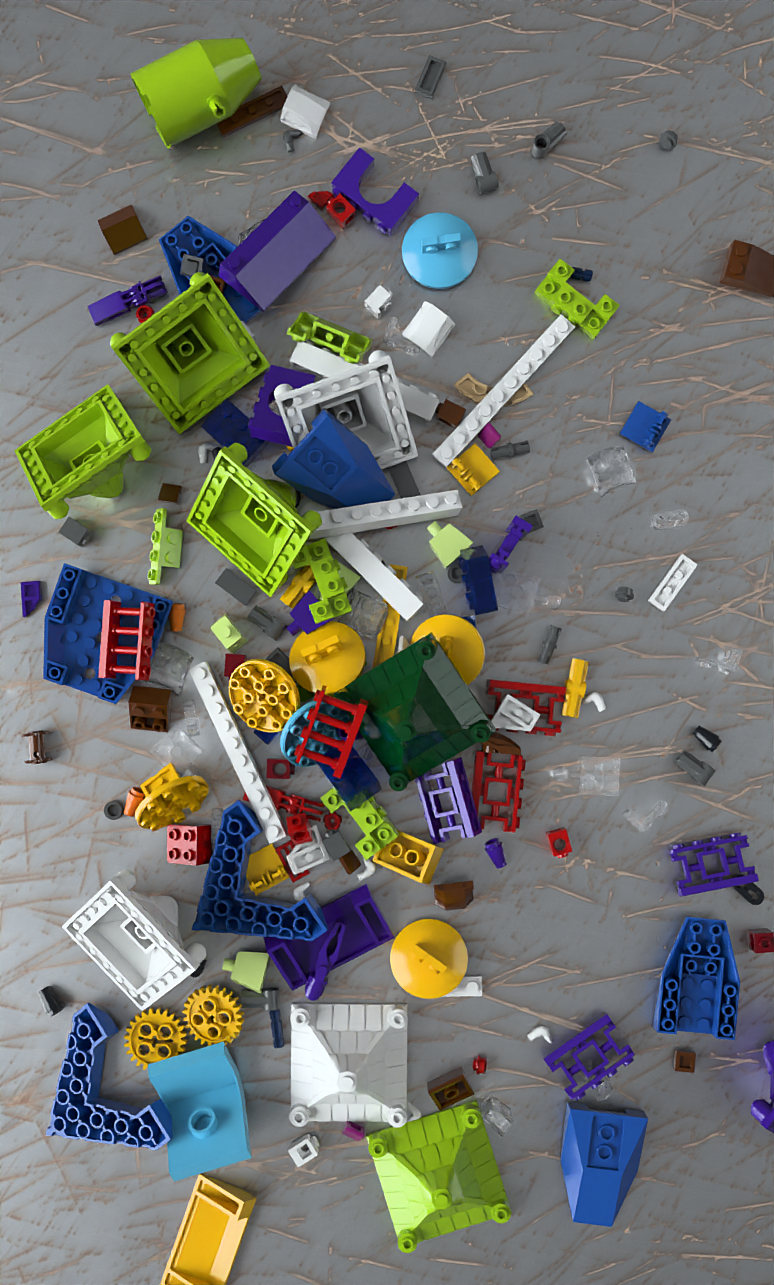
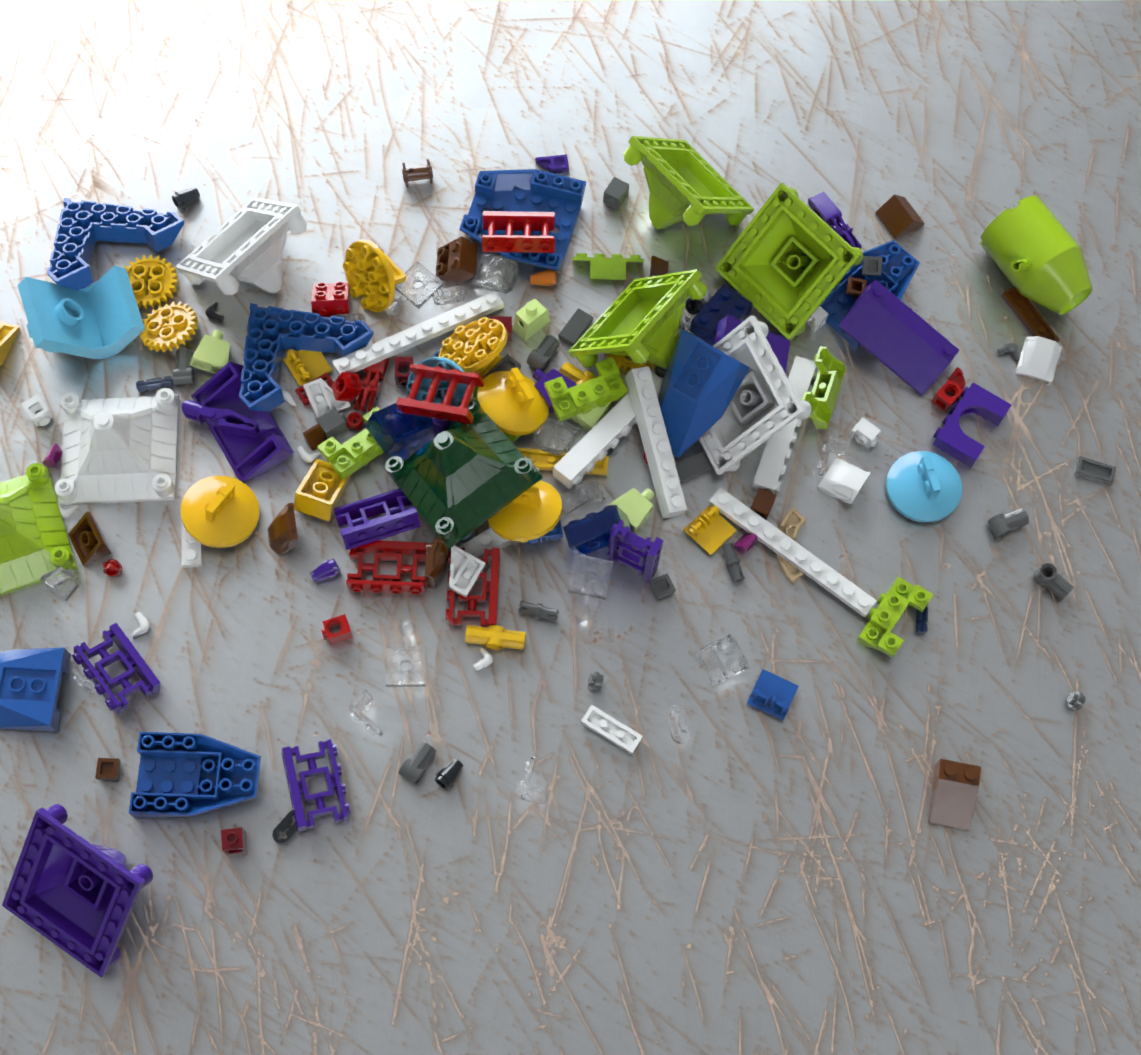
camera: 80 degrees right, 20 degrees down
(114, 810) = (361, 235): dark grey tile -> none

